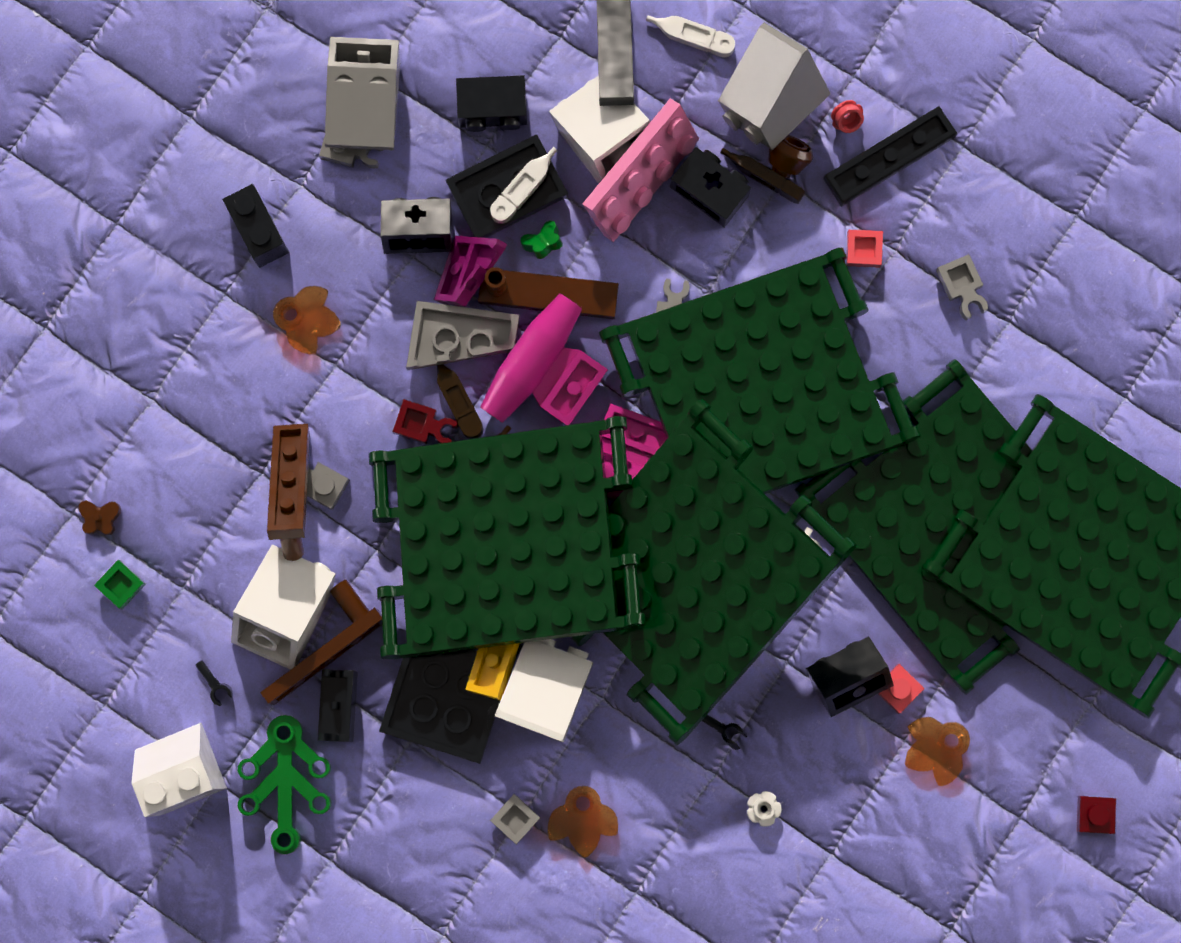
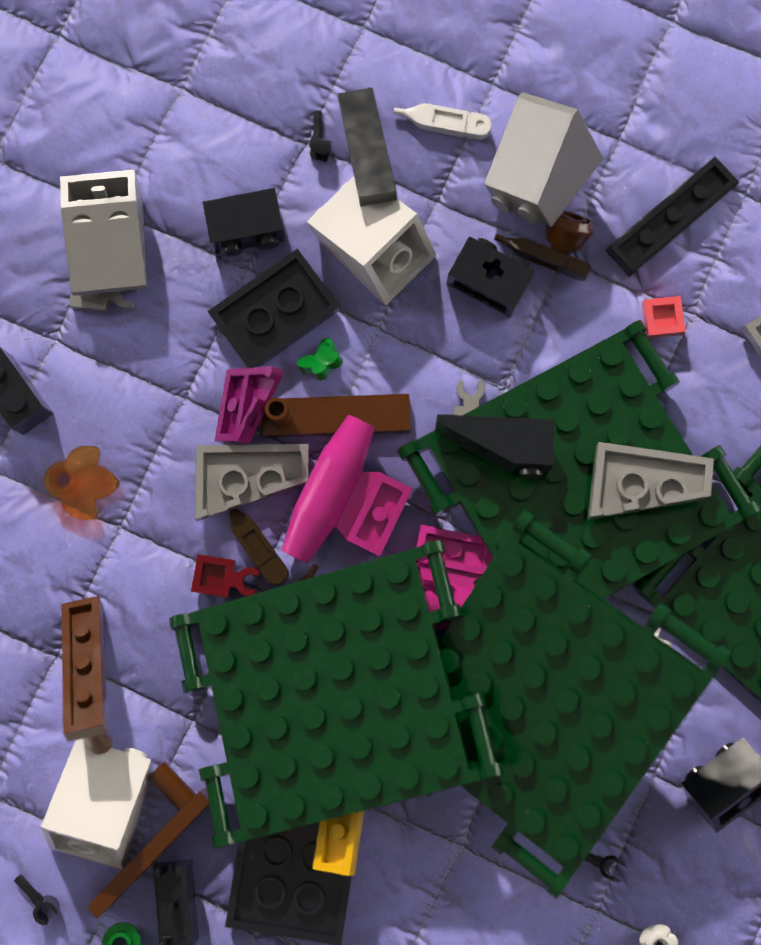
camera: 10 degrees left, 0 degrees up
(325, 485) = (126, 660): light grey plate -> none
(416, 225) = (183, 365): brick -> none
(521, 188) = (289, 308): white piece -> none
(545, 688) = (401, 857): white slope -> none
(572, 43) = (319, 147): none -> black hand
(641, 170) = (415, 269): bright pink plate -> none
(699, 339) = (509, 443): none -> black slope
(817, 391) = (645, 479): none -> light grey wing
(852, 120) = (622, 181): coral plate -> none

